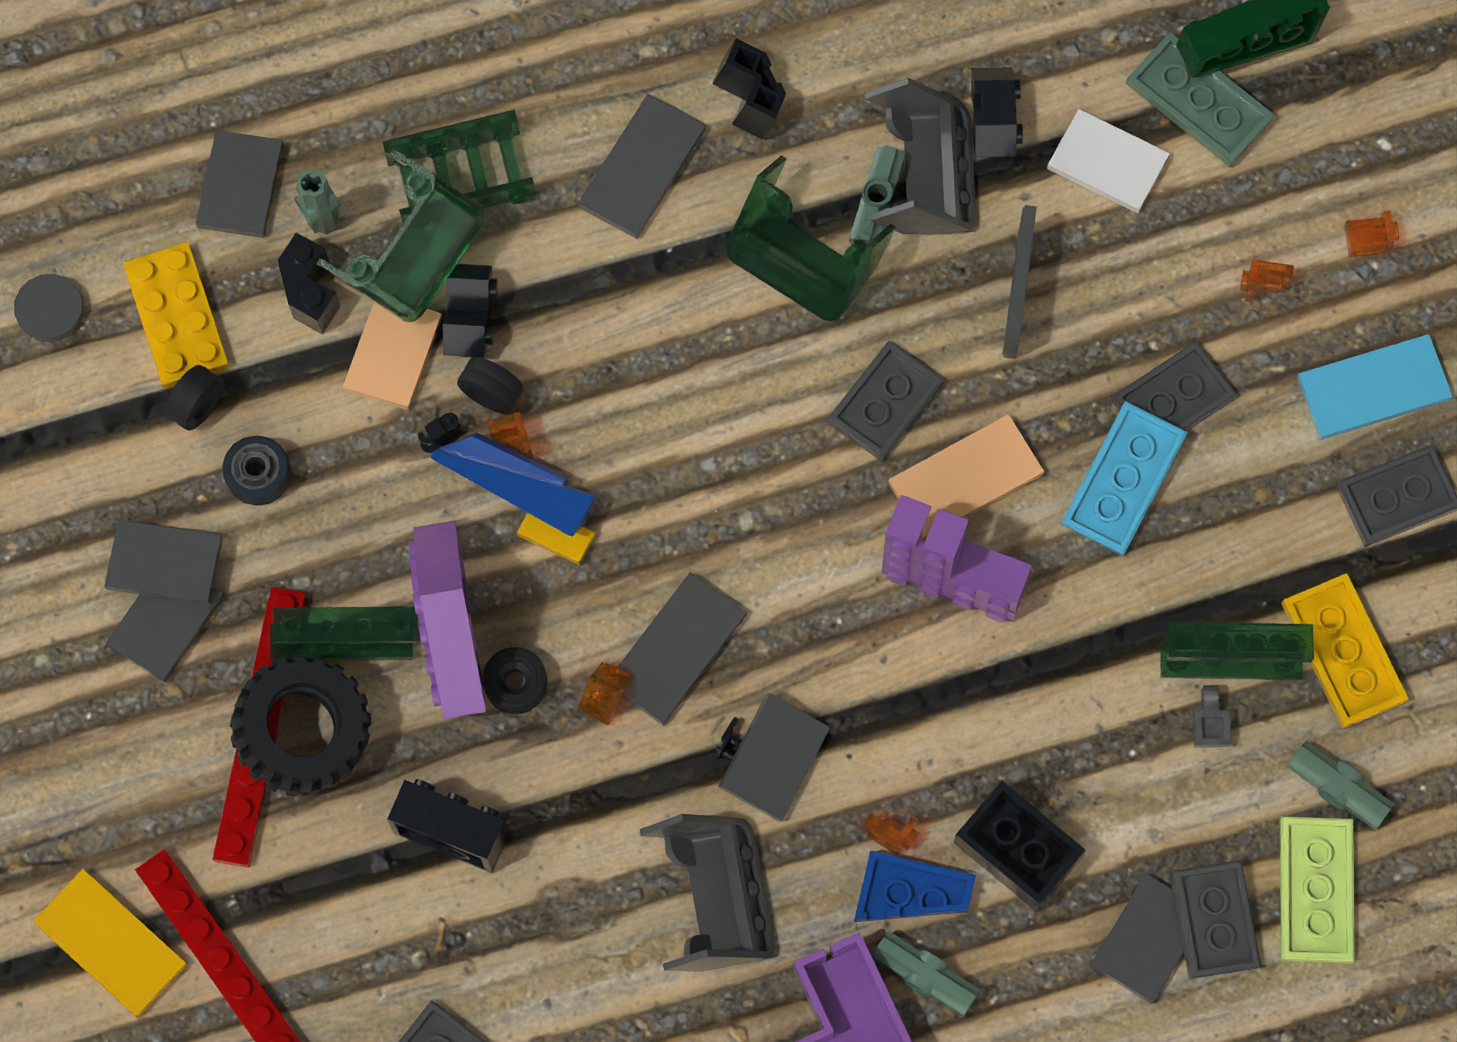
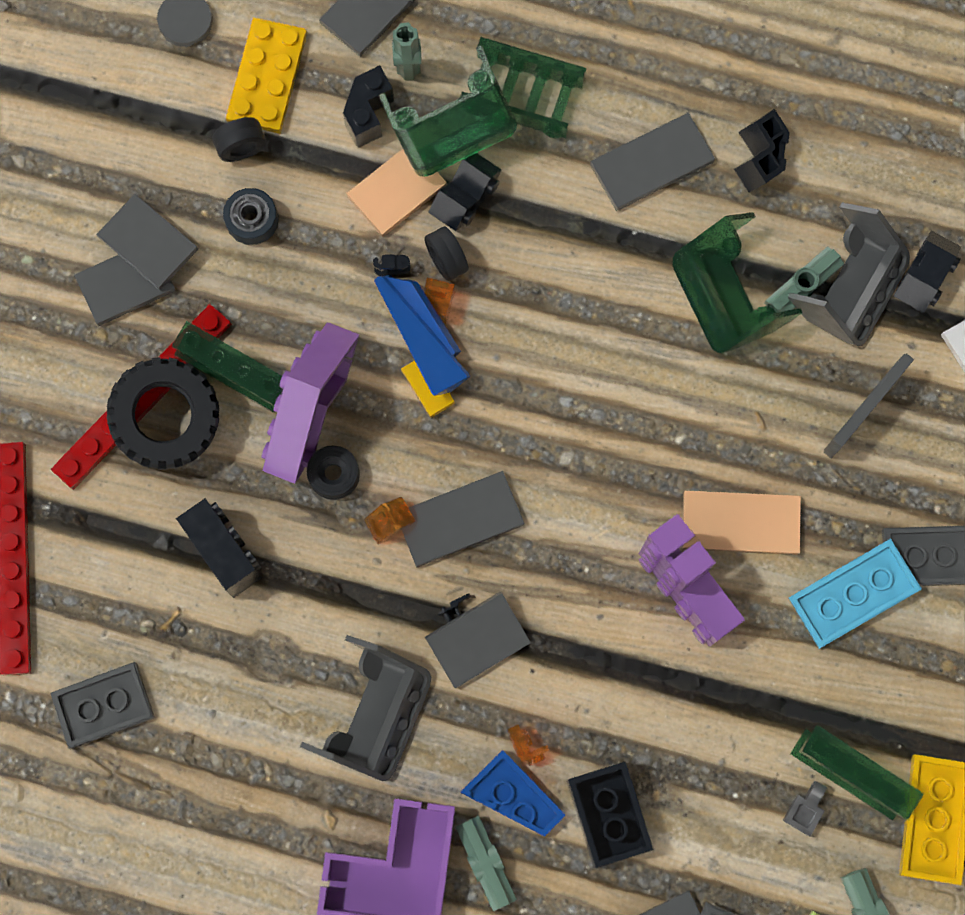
camera: 30 degrees right, 5 degrees up
(885, 401) = (718, 432): dark grey tile -> none

